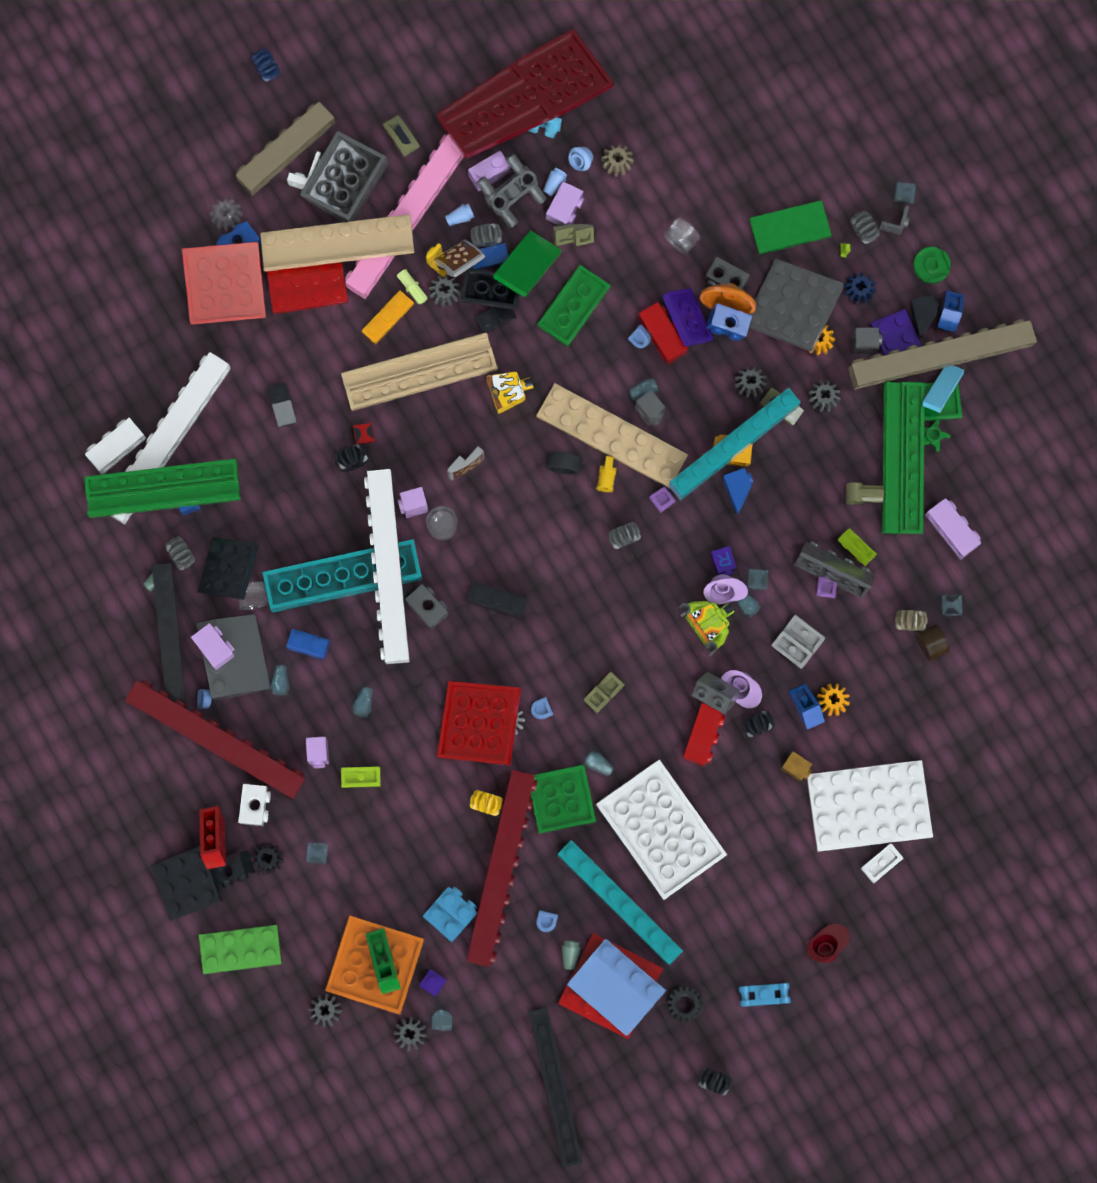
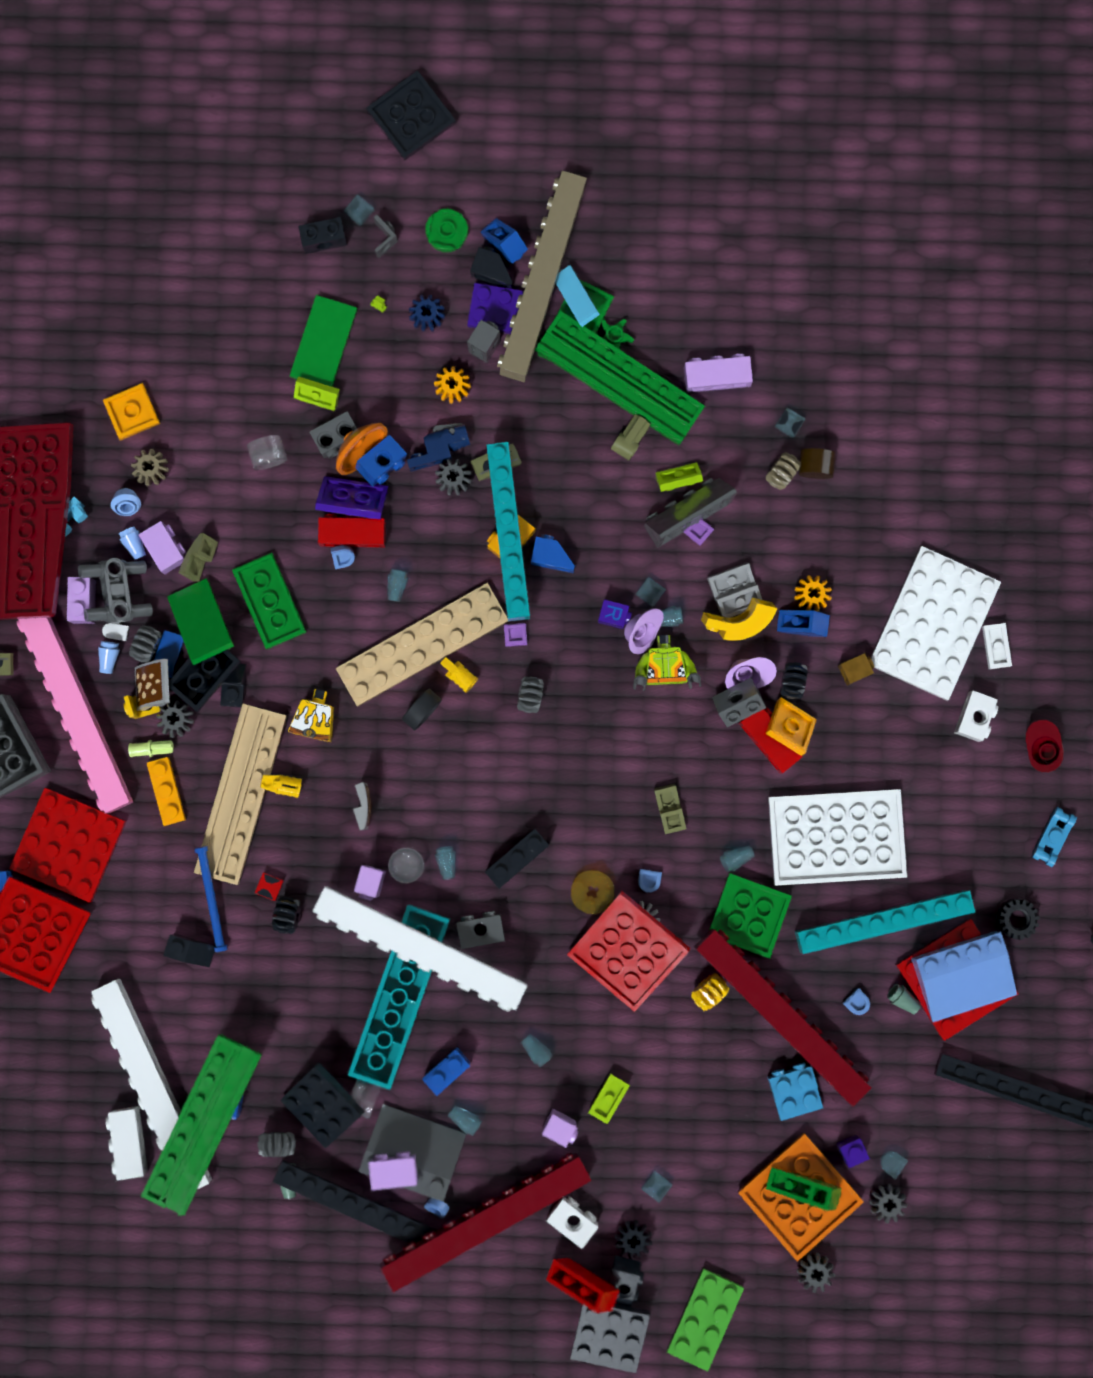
camera: 55 degrees left, 5 degrees up
(331, 395) = (211, 899): none -> blue bar
(337, 242) = (59, 796): tan plate -> none
(441, 390) = (274, 784): none -> yellow hinge
(462, 550) = (446, 861): none -> clear light blue cone
(481, 210) = (116, 631): none -> white piece
(503, 661) = (604, 895): none -> clear yellow plate
(650, 122) = (131, 411): none -> light orange tile
(650, 409) = (421, 591): dark grey brick -> none
(722, 742) = (791, 726): none -> light orange tile
(748, 245) = (316, 393): none -> lime plate
(766, 357) = (438, 446): none -> dark blue plate
(774, 661) = (745, 625): none -> yellow arch
(794, 304) = (404, 386): dark grey plate -> none
(821, 389) = (504, 411): dark grey gear -> none
(829, 874) = (967, 726): none -> white brick
(865, 227) = (370, 270): dark grey gear -> none
(868, 178) = (322, 235): none -> black brick
(1000, 186) = (411, 115): none -> black plate

